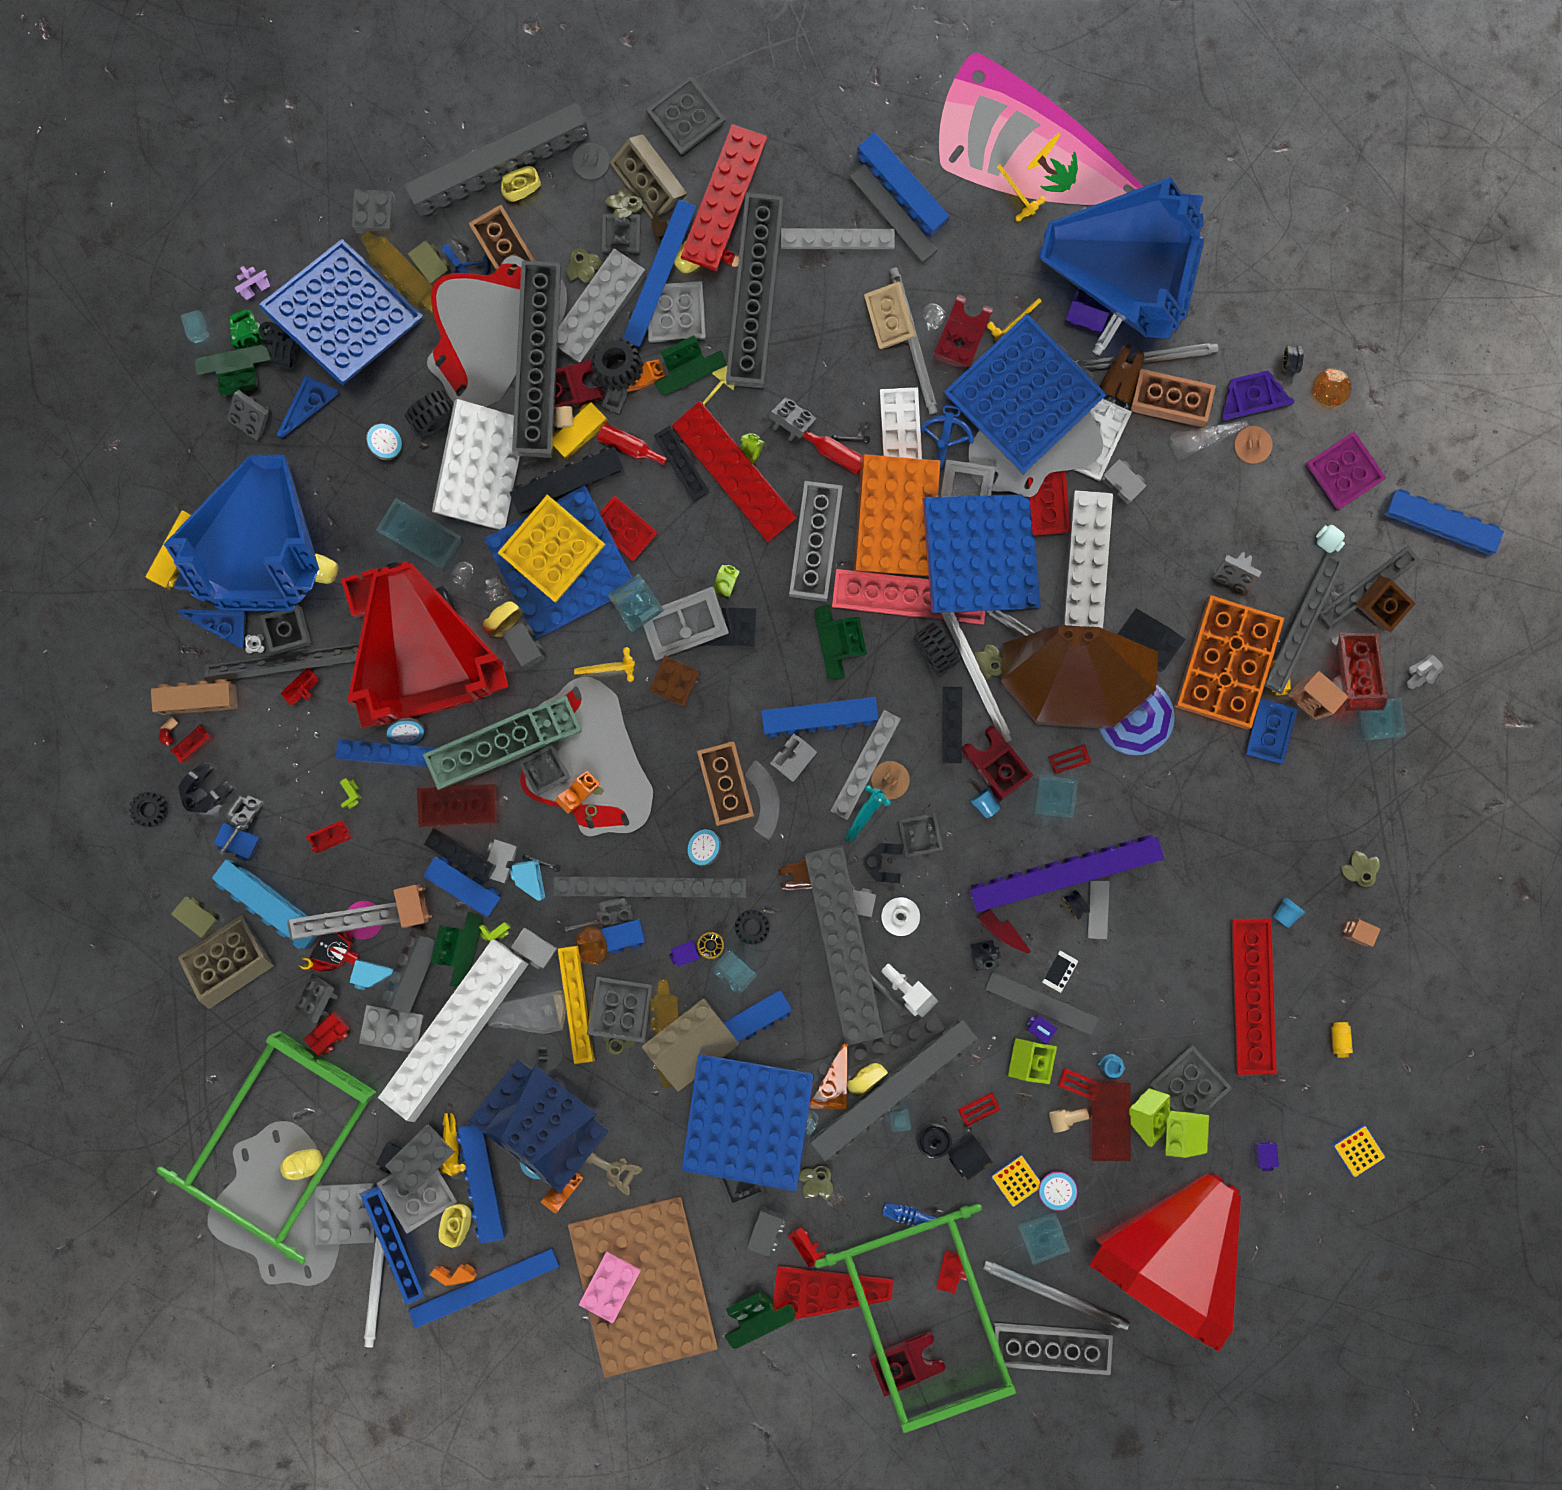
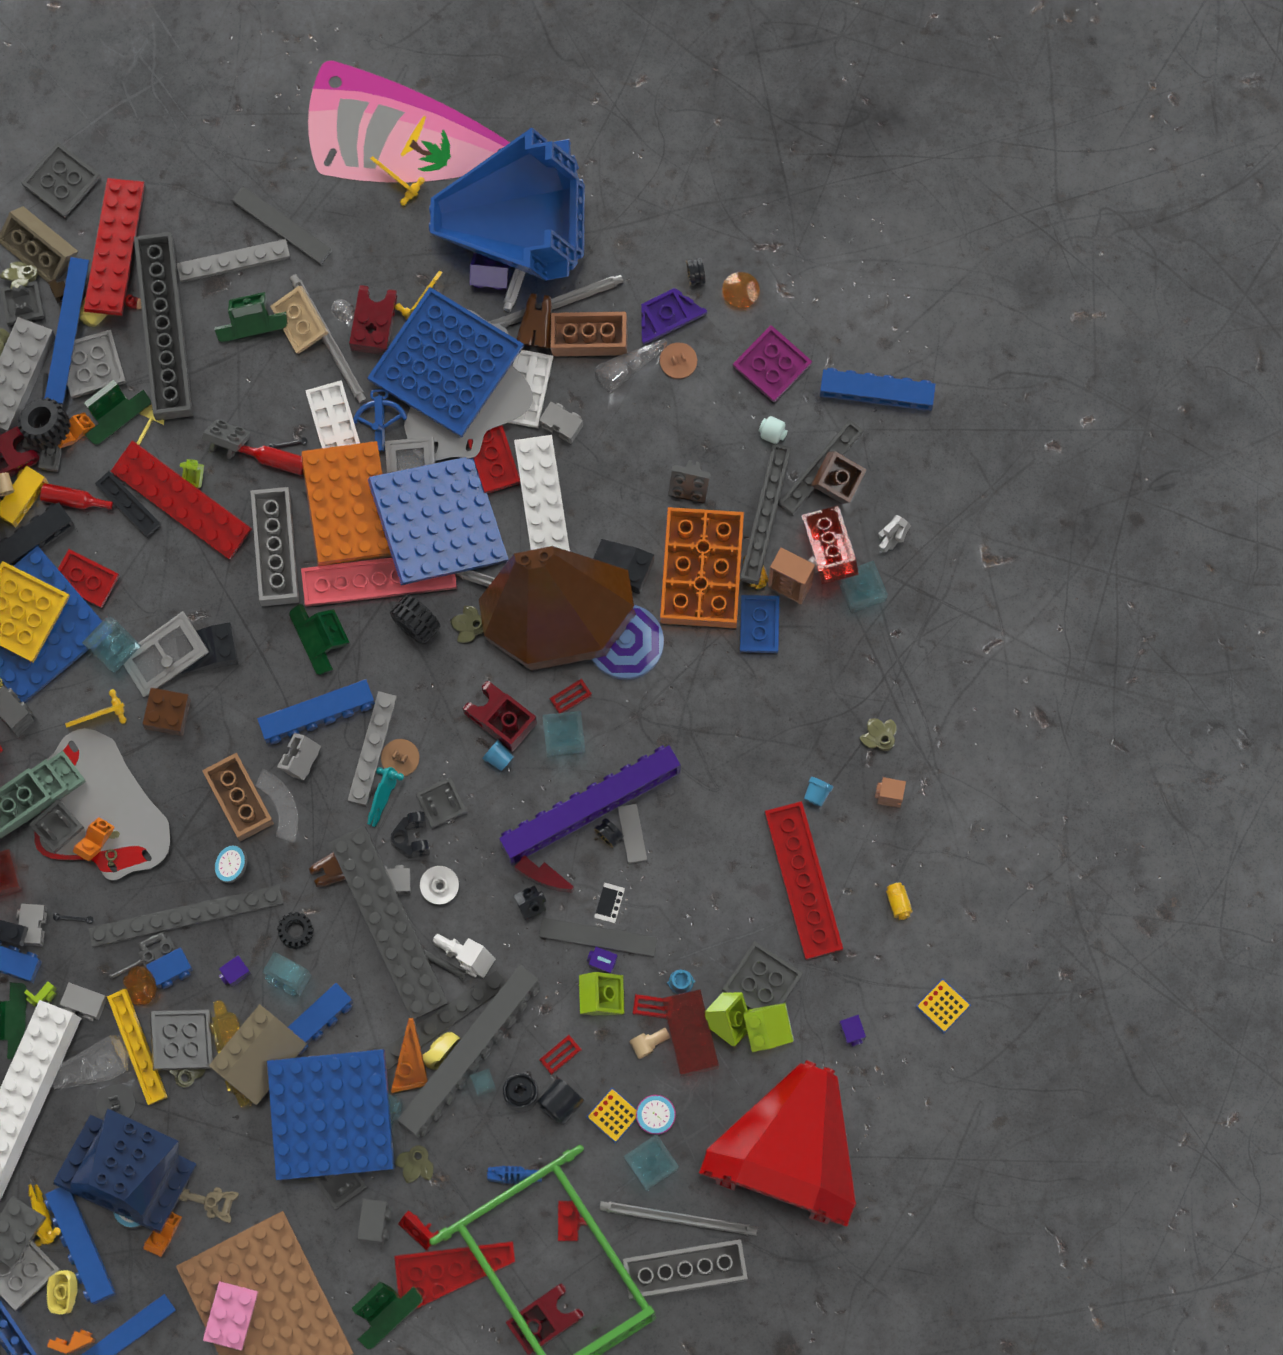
camera: 15 degrees left, 10 degrees down
(529, 878) = (63, 933): medium azure slope -> none
(710, 937) = (250, 955): wheel -> none
(725, 580) = (195, 604): lime bracket -> none
(841, 302) = (250, 318): none -> dark green plate
(903, 184) = (284, 195): blue brick -> none
(952, 725) = (448, 690): black plate -> none
(976, 675) = (459, 635): white piece -> none

